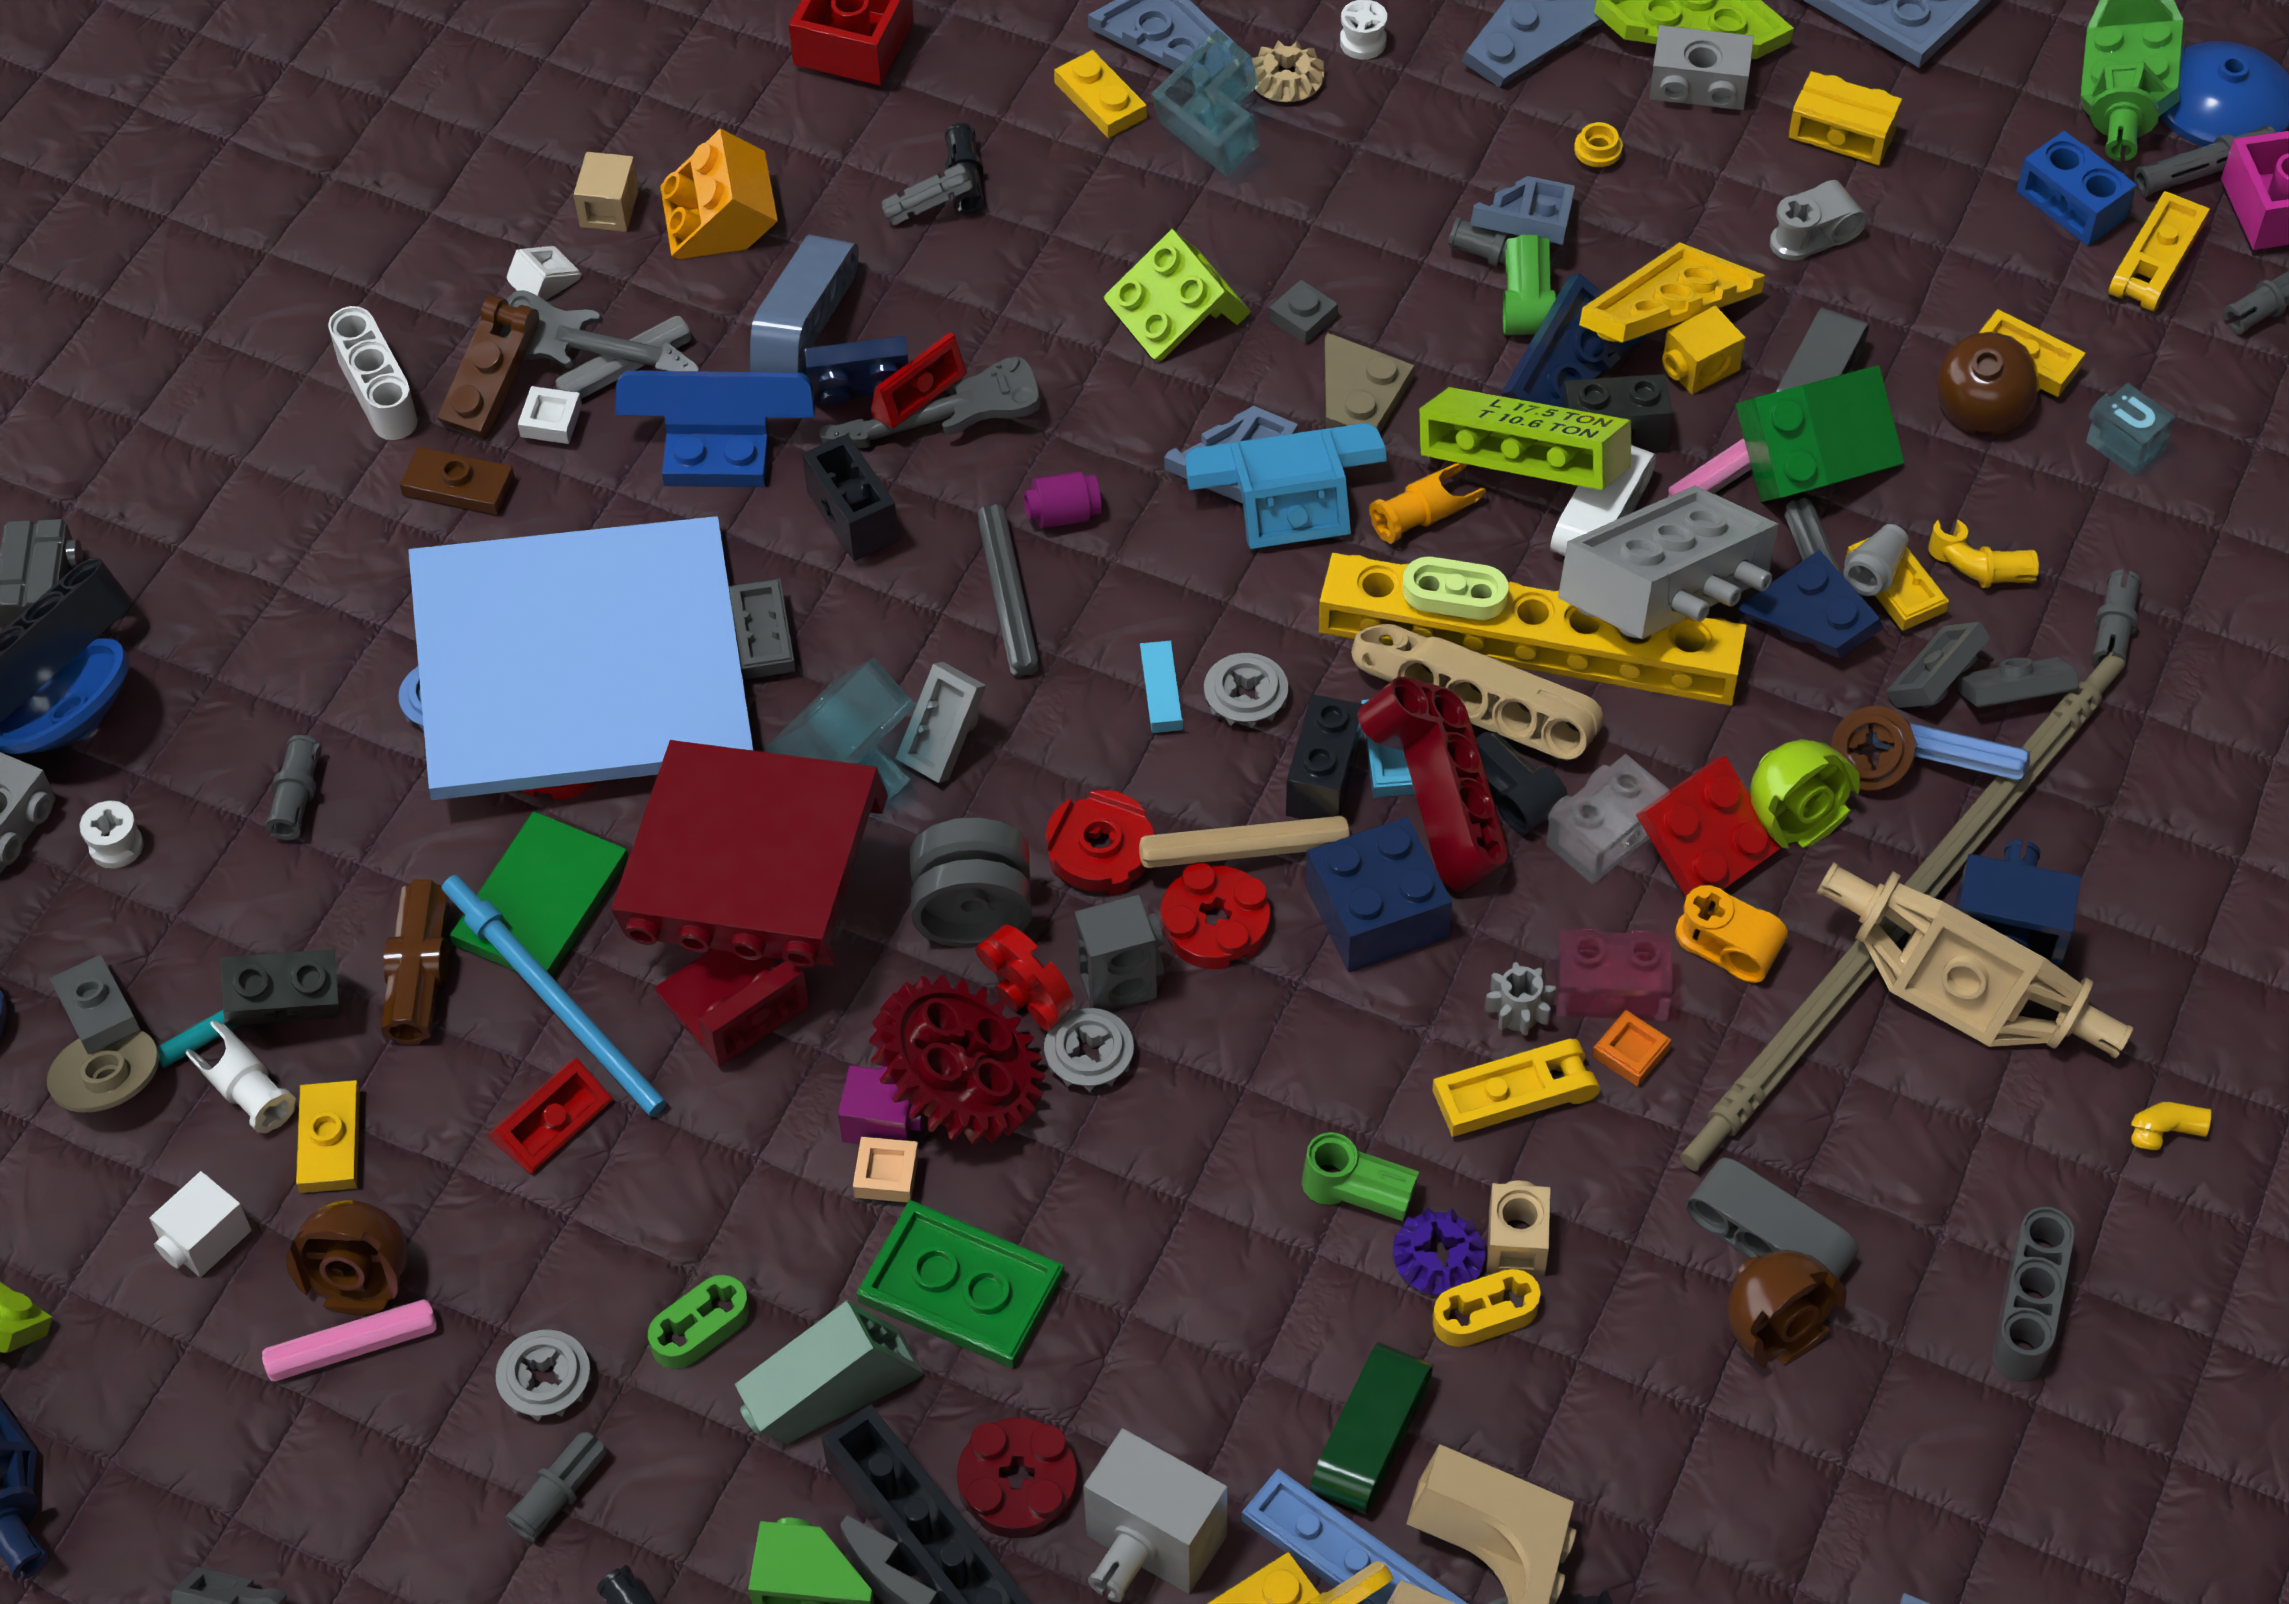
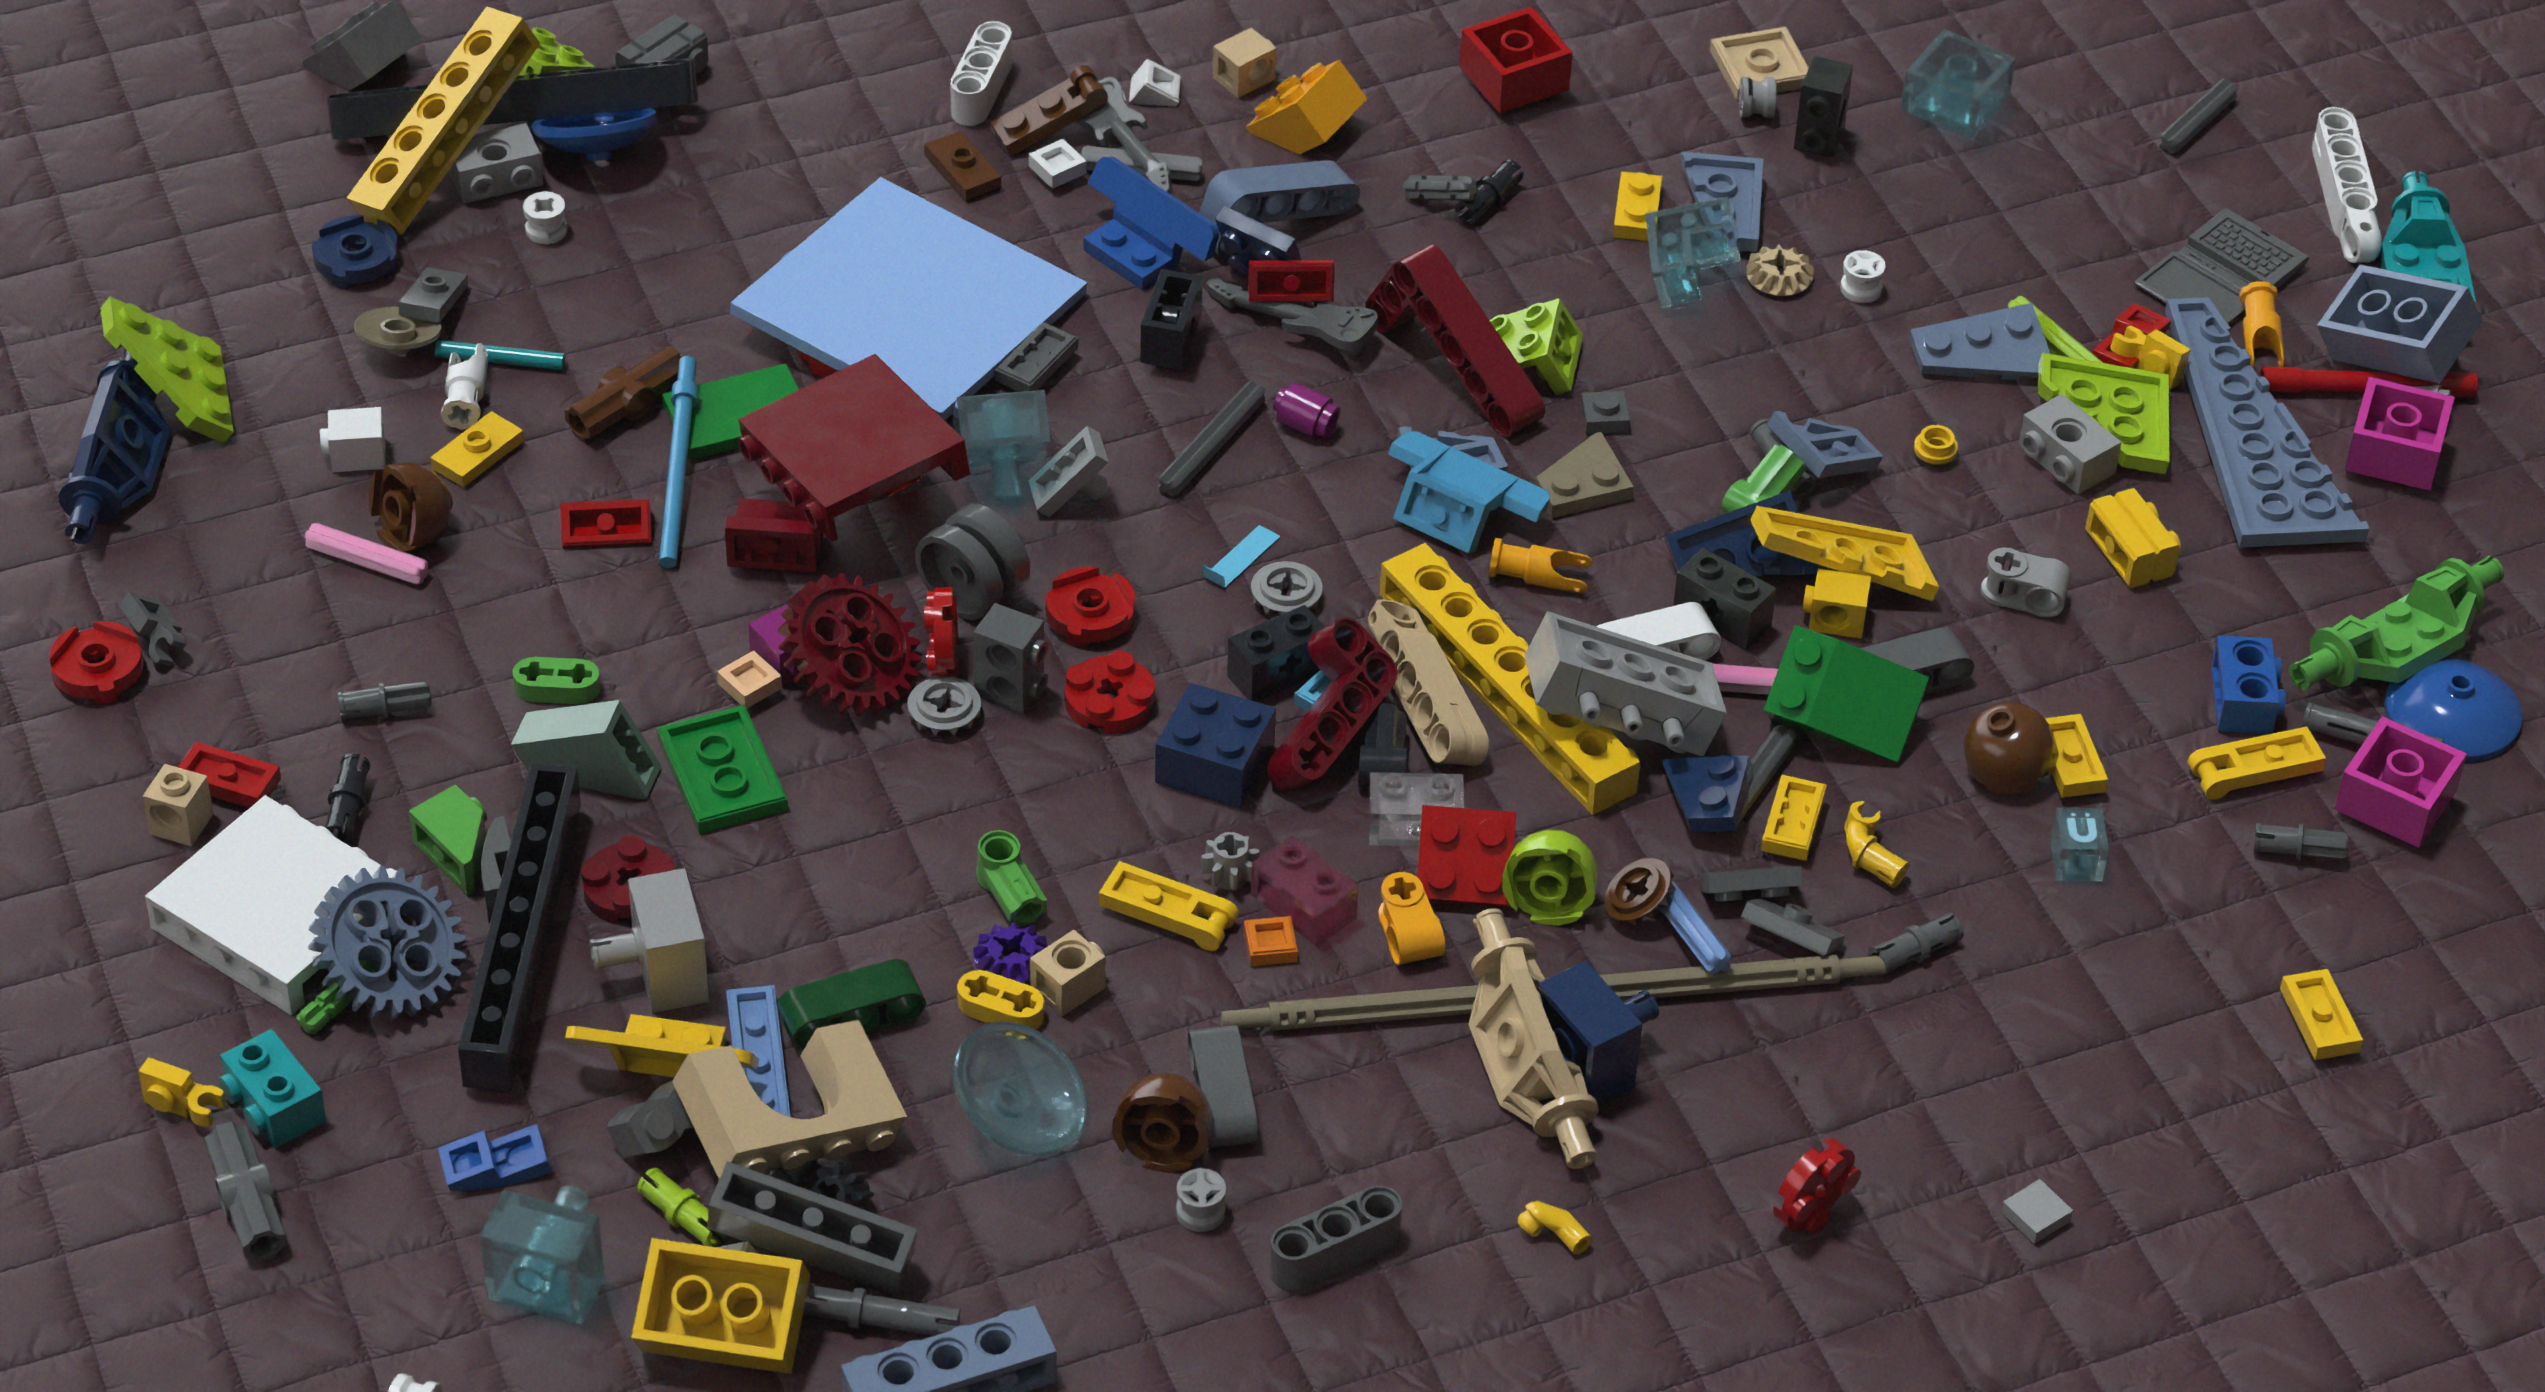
camera: 40 degrees right, 10 degrees down
(279, 987) = (531, 348): pearl dark grey brick -> none
(293, 787) = (670, 261): dark grey pin -> none
(540, 1351) = (458, 633): light grey gear -> none
(1130, 319) = (1432, 290): none -> dark red beam
(1240, 841) = (1162, 655): tan axle -> none
(1455, 588) = (1468, 607): yellowish green plate -> none
(1525, 438) = (1632, 561): lime brick -> none
(1632, 1386) = (1019, 1088): none -> clear light blue dish
(1875, 562) = (1779, 786): light grey cone -> none
(1881, 1341) = (1209, 1191): none -> light grey wheel

